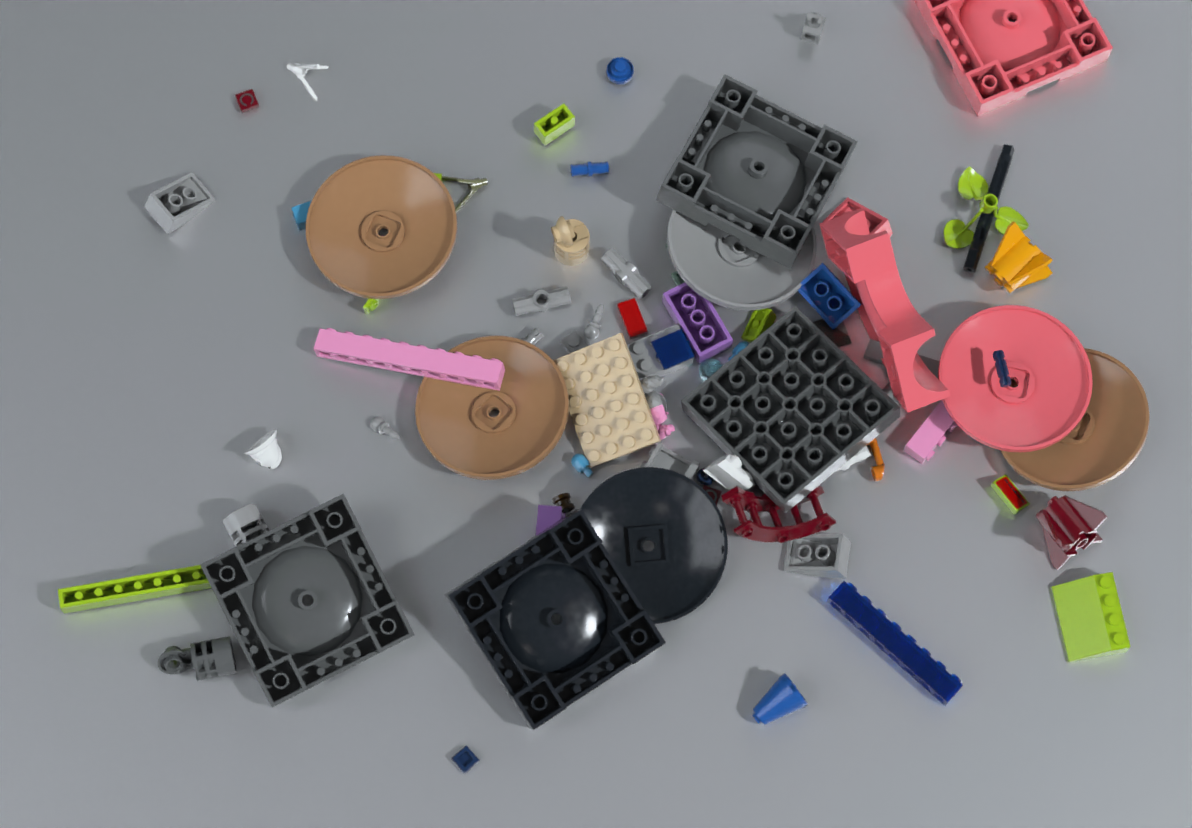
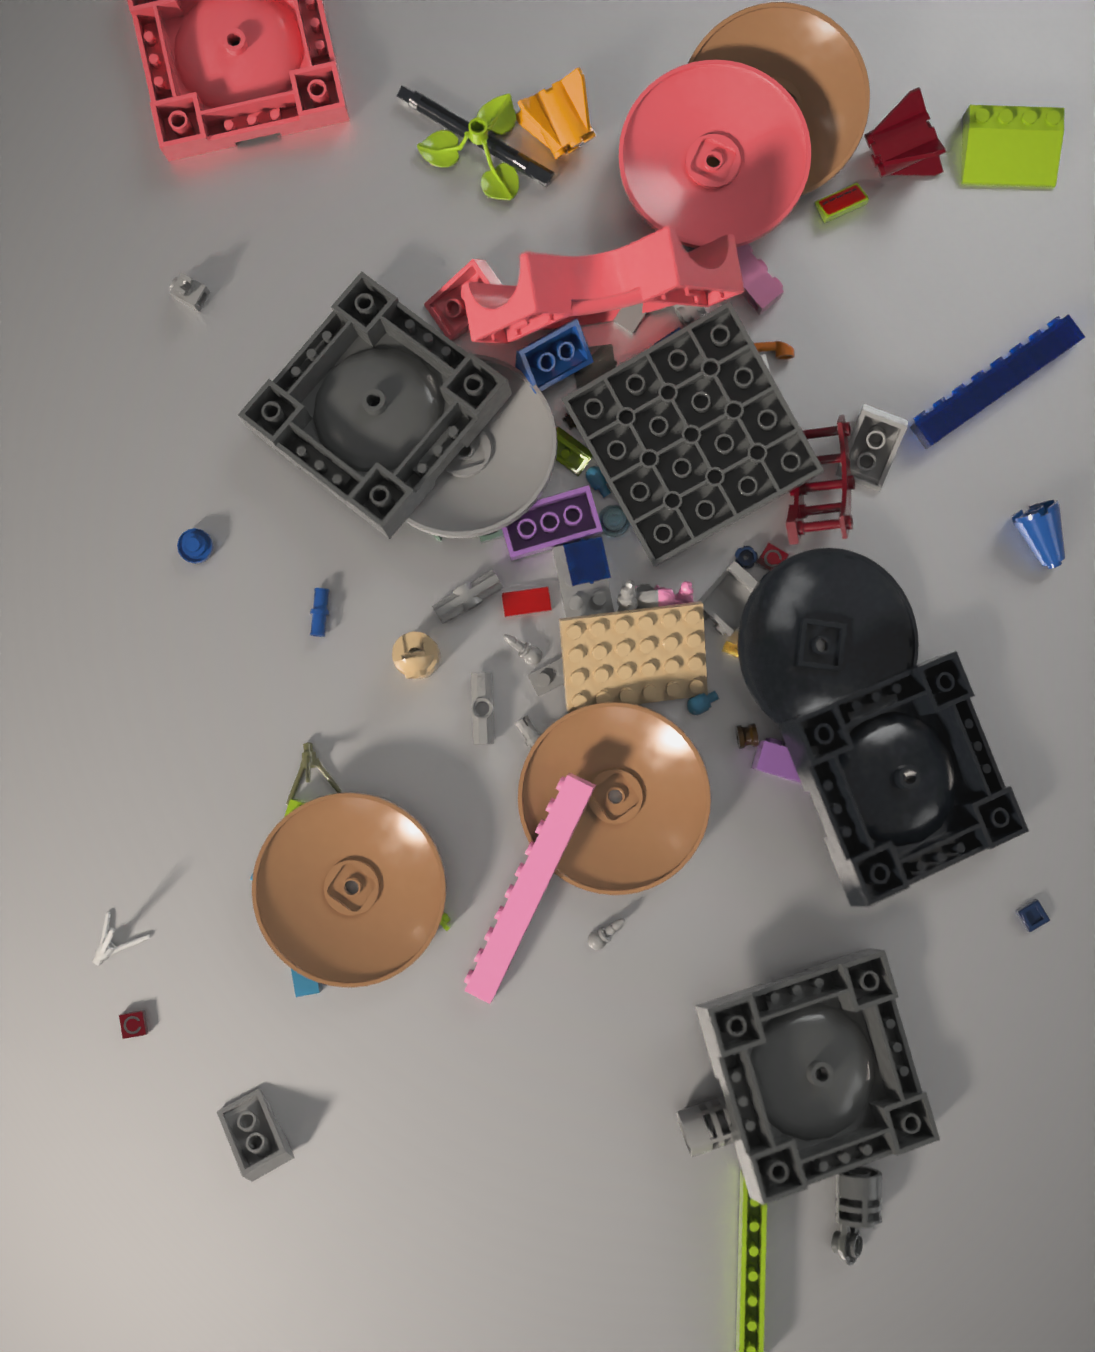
camera: 70 degrees left, 15 degrees up
(266, 451) = (606, 1085): white piece -> none
(554, 124) = (252, 643): lime brick -> none
(729, 473) = (757, 527): white slope -> none
(1002, 369) = (703, 165): dark blue axle -> none

